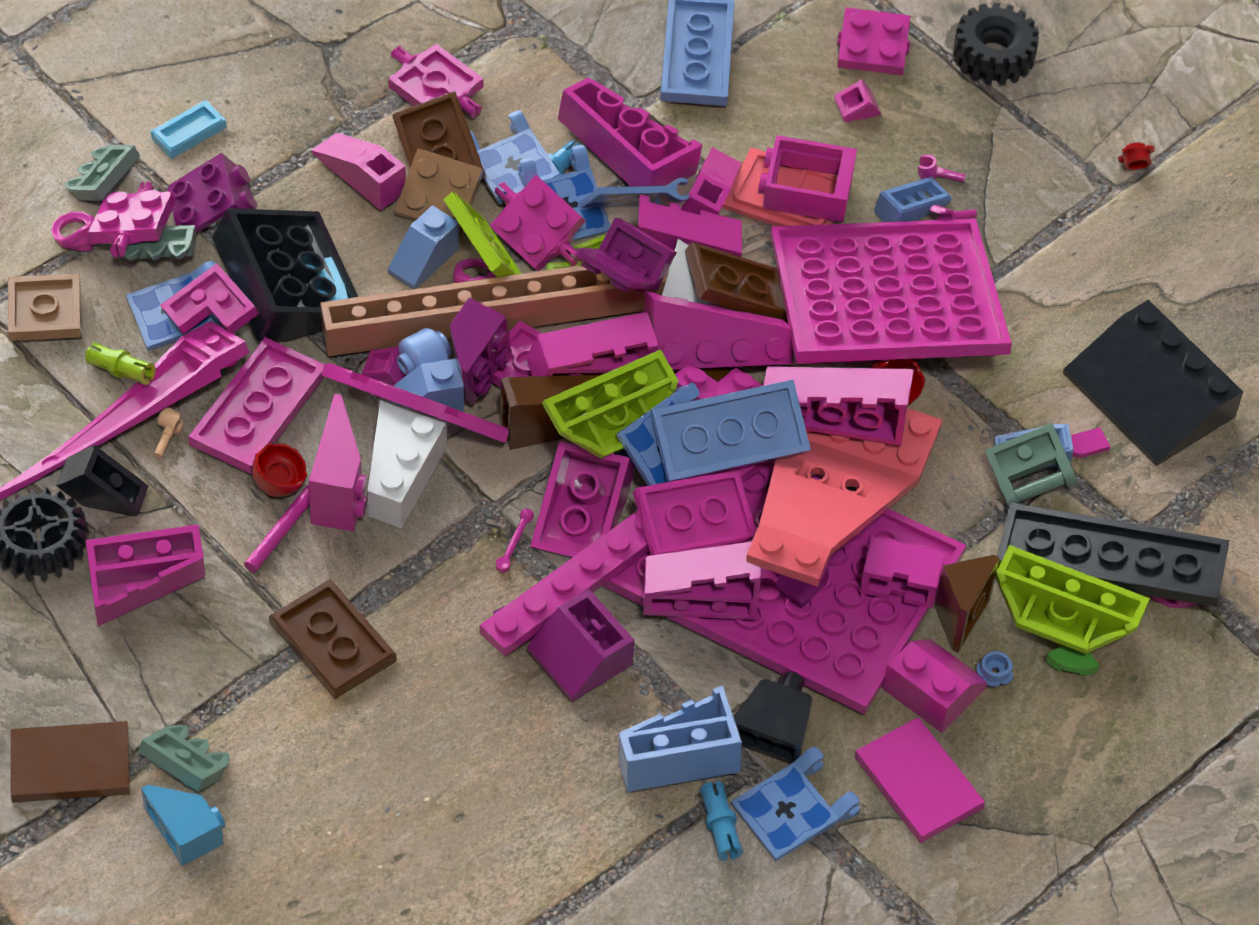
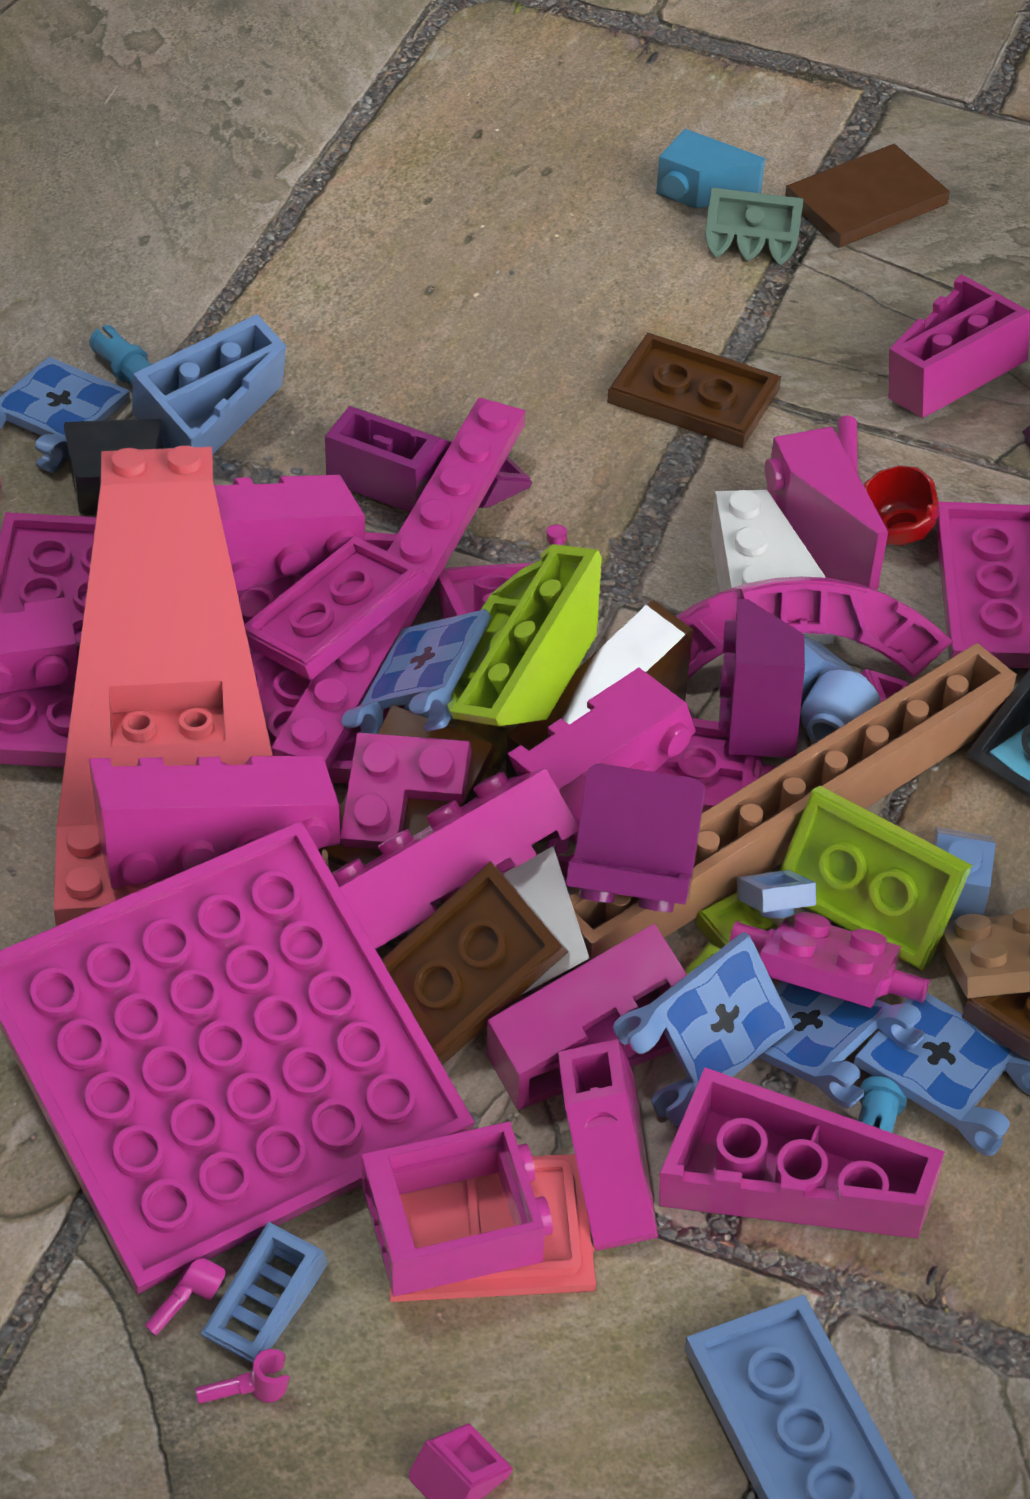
camera: 155 degrees right, 5 degrees down
(541, 257) = (776, 892): none -> medium blue plate
(730, 431) = (337, 683): medium blue plate -> none

